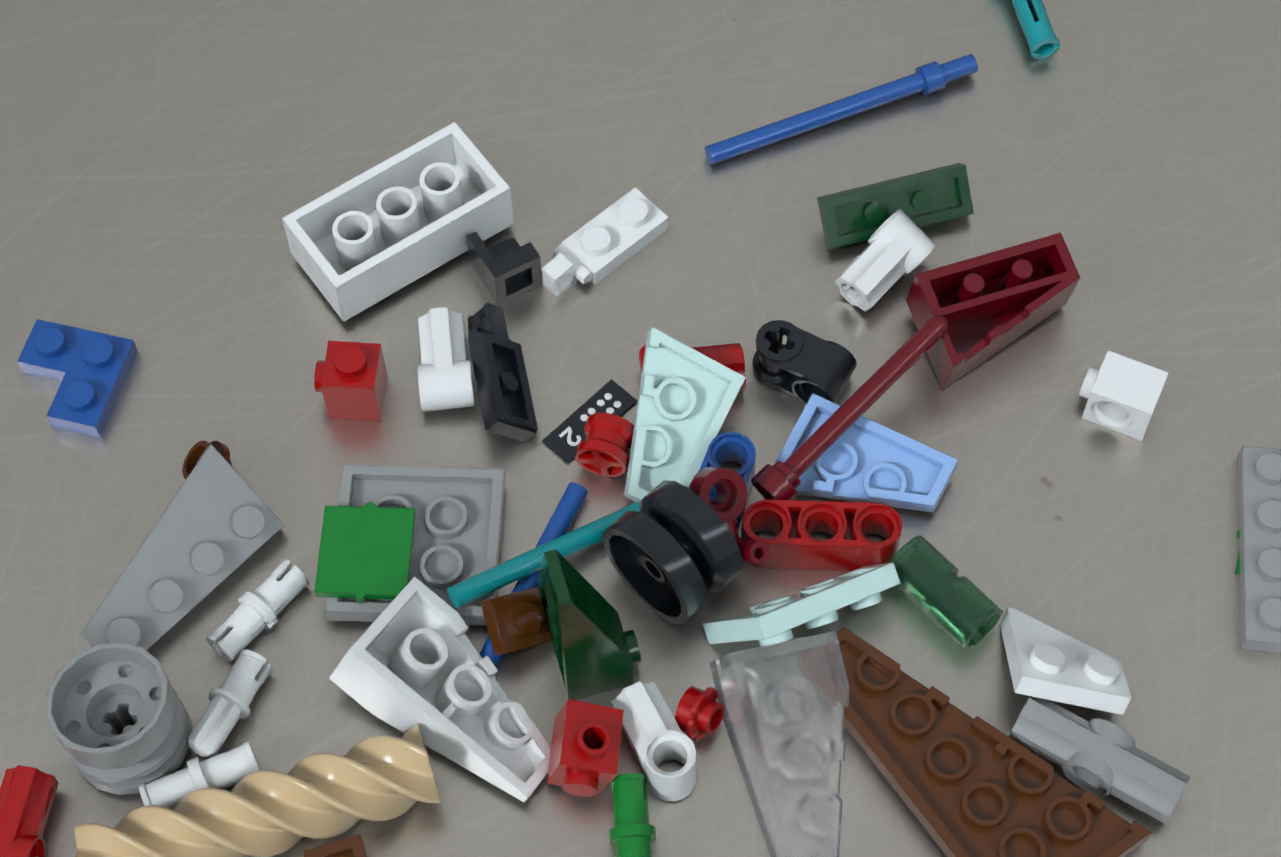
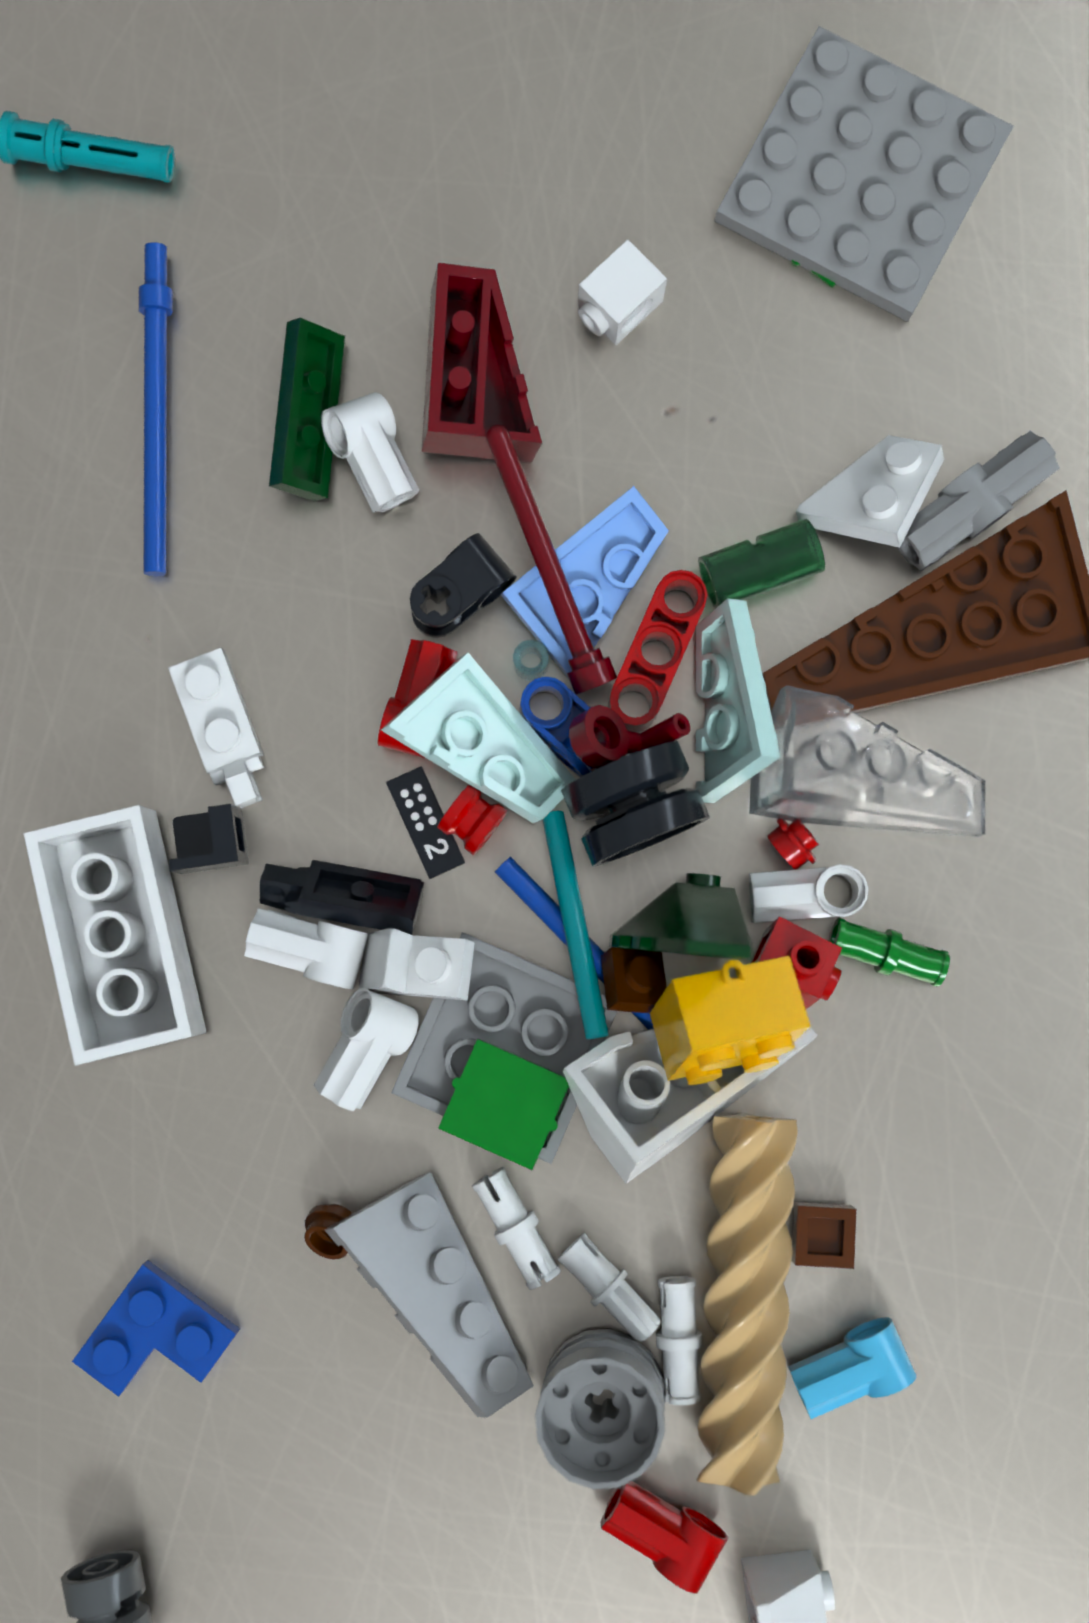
camera: 70 degrees left, 25 degrees up
(352, 380) = (293, 1051): red brick -> none
(387, 432) = (371, 1032): none -> white piece
(460, 441) = (416, 965): none -> white slope
(507, 679) = (729, 1021): none -> yellow brick
(769, 434) = (528, 647): none -> clear light blue piece

